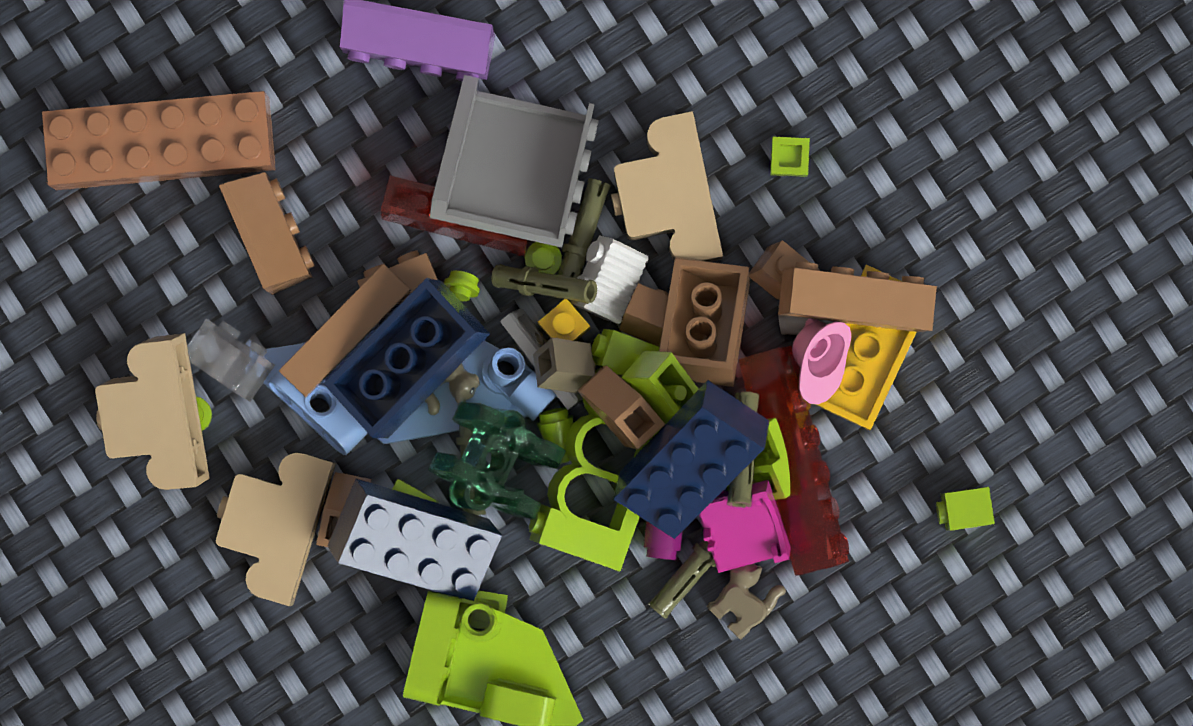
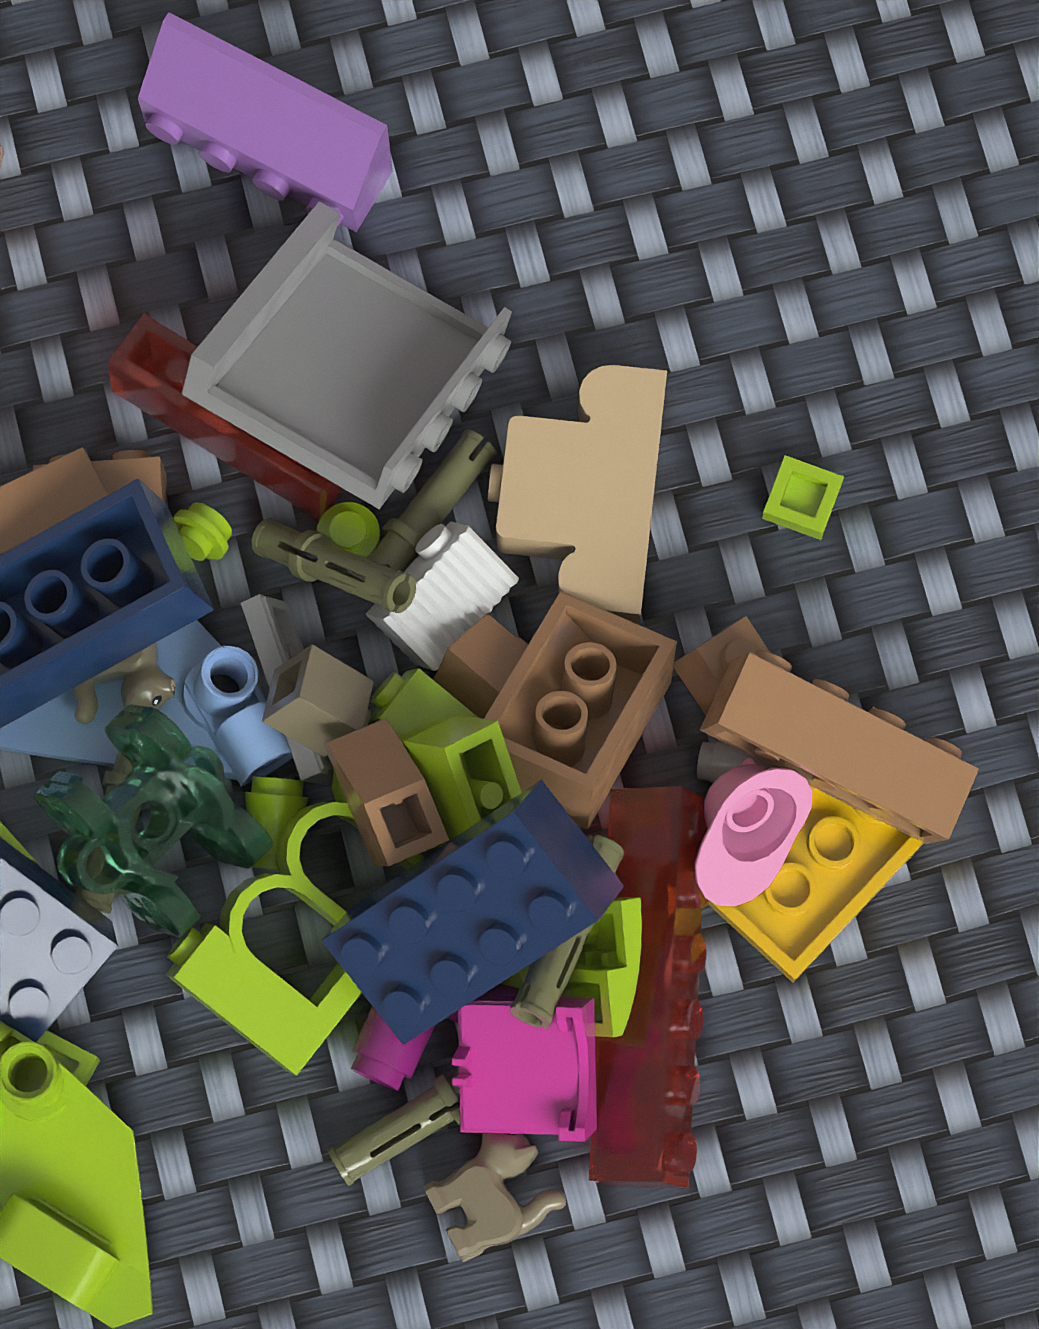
camera: 15 degrees right, 10 degrees down
(564, 322) = (347, 636): yellow brick -> none
(965, 509) = (914, 1164): lime brick -> none

